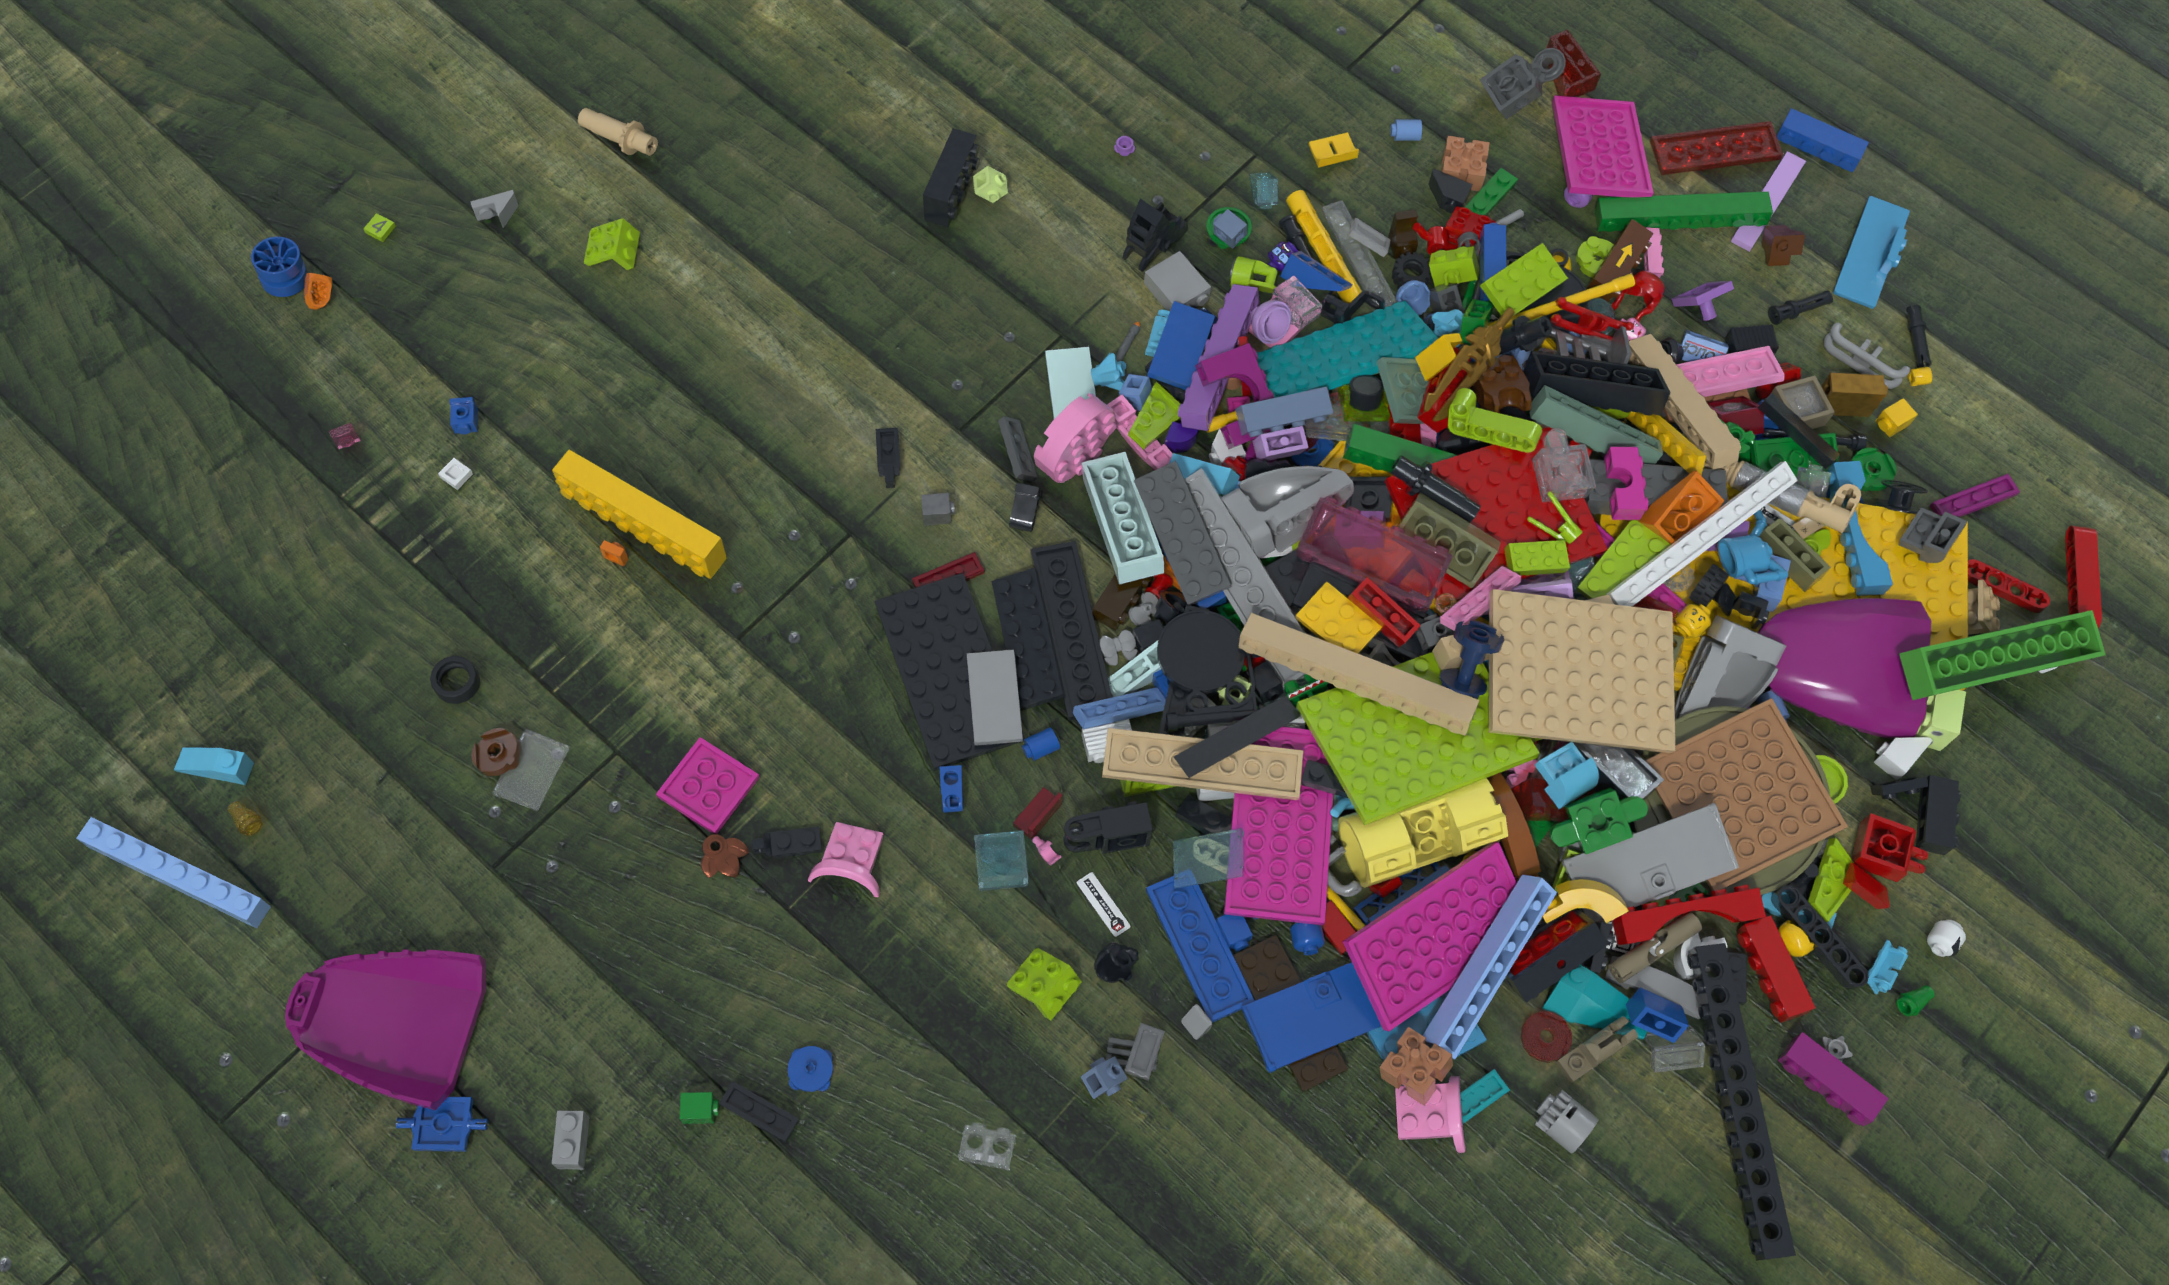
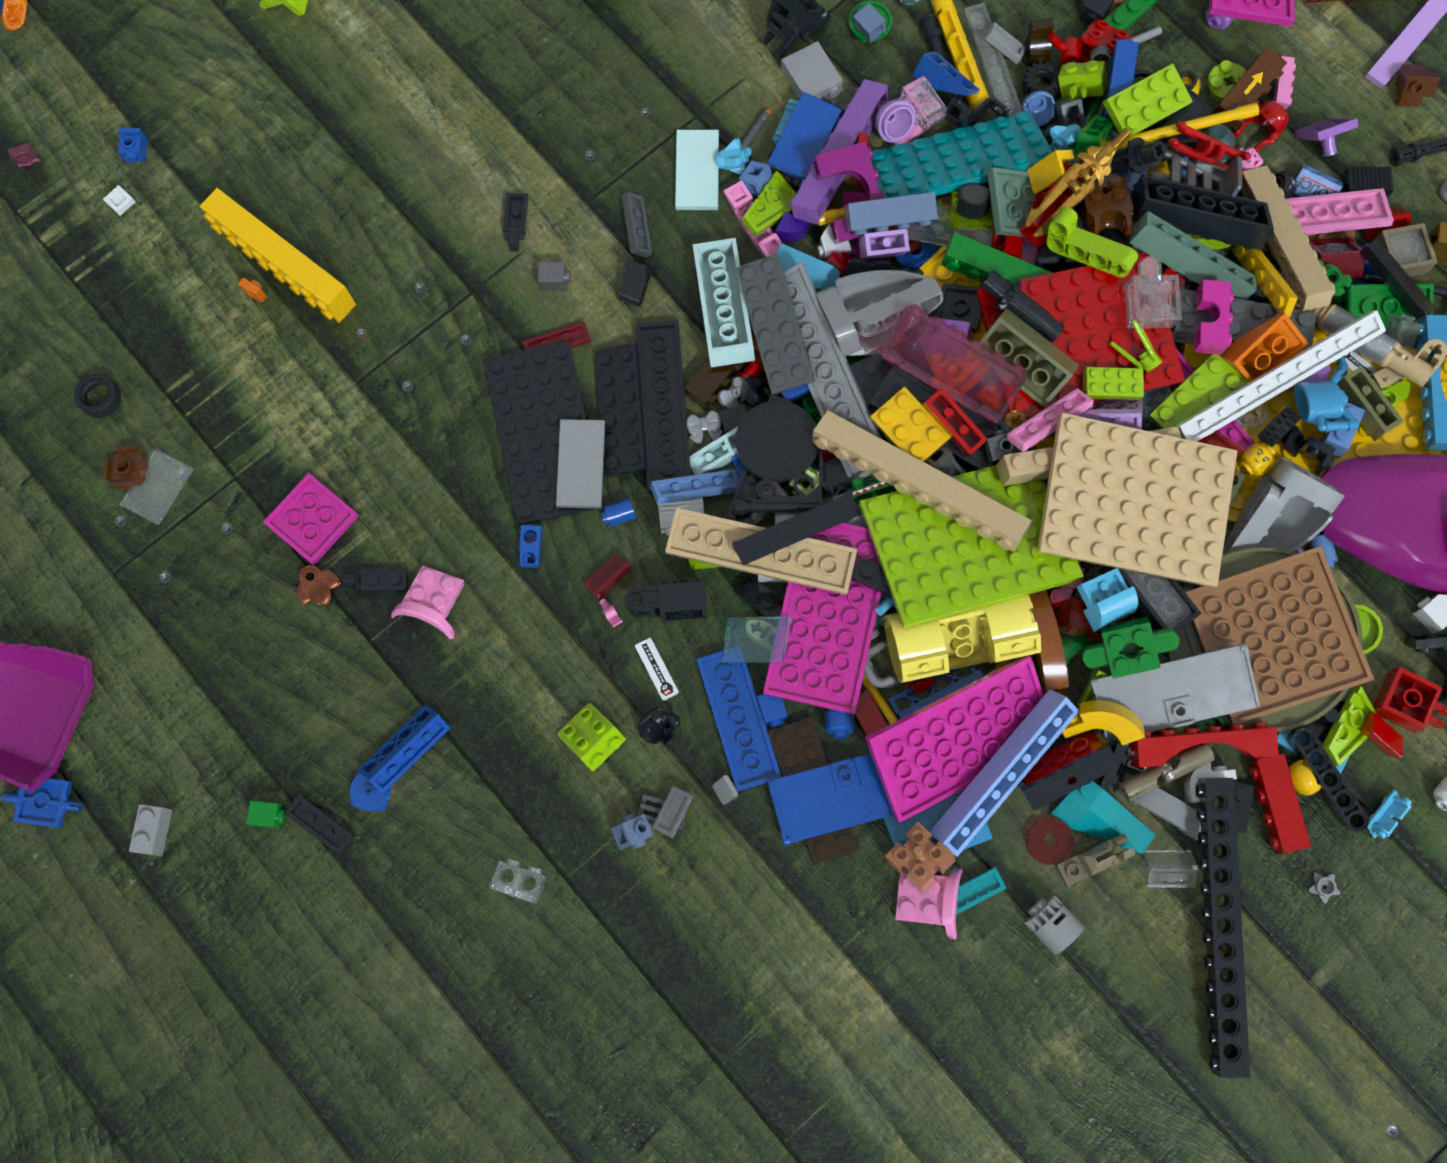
camera: 15 degrees right, 10 degrees up
(846, 1018) = (406, 750): none -> blue fence
(1001, 860) = (566, 619): clear light blue brick -> none
(1075, 438) = (688, 219): bright pink piece -> none
(1244, 271) = (877, 69): lime piece -> none
(1280, 254) = (914, 53): head -> none
(1476, 642) = (1036, 464): dark blue piece -> none
(1657, 1015) = (1157, 836): blue brick -> none
(1685, 211) = (1324, 42): green brick -> none
(1832, 1079) = (1316, 916): magenta brick -> none
(1914, 1001) = (1410, 849): green cone -> none

